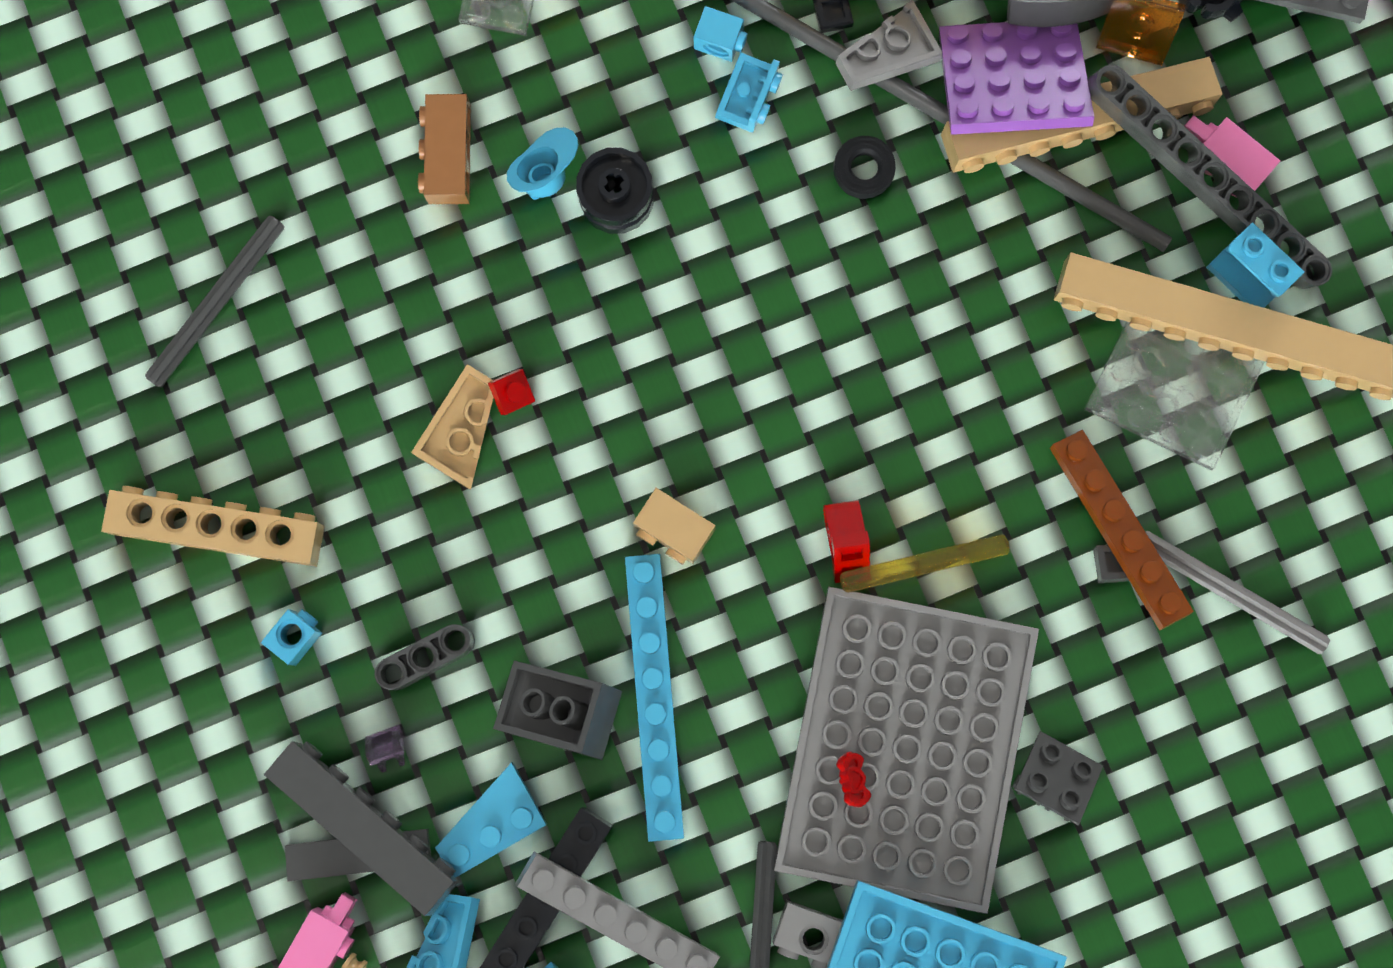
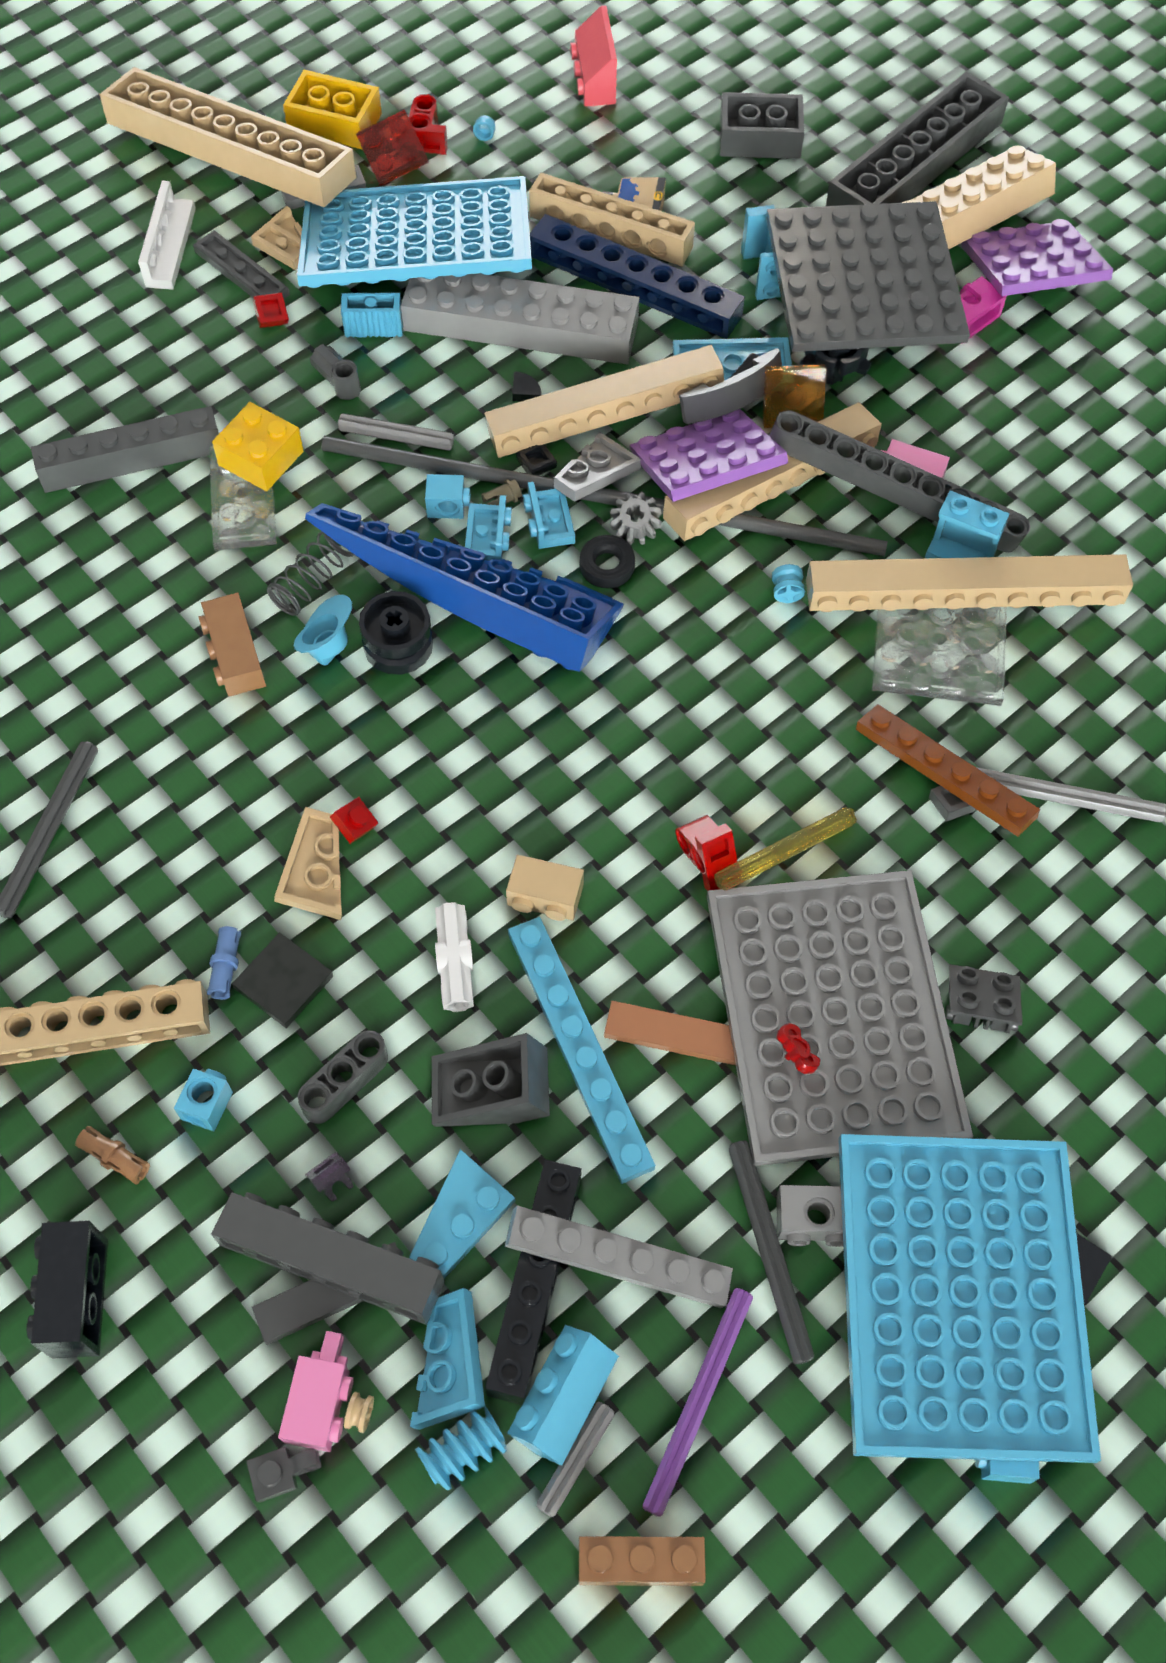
camera: 25 degrees left, 20 degrees down
(127, 784) = (68, 1290): none -> black brick
(198, 661) = (112, 1154): none -> medium nougat pin
(346, 503) = (224, 963): none -> medium blue pin
(397, 537) = (282, 980): none -> pearl dark grey tile
(564, 569) = (454, 957): none -> white piece
(583, 50) = (287, 608): none -> dark grey piece
(743, 711) = (669, 1032): none -> nougat tile
(757, 197) = (535, 612): none -> blue wedge
(780, 49) = (510, 489): none -> dark tan pin
(821, 97) = (550, 517): none -> medium azure bracket
(899, 131) = (630, 508): none -> light grey gear
(1044, 258) = (788, 583): none -> medium azure wheel

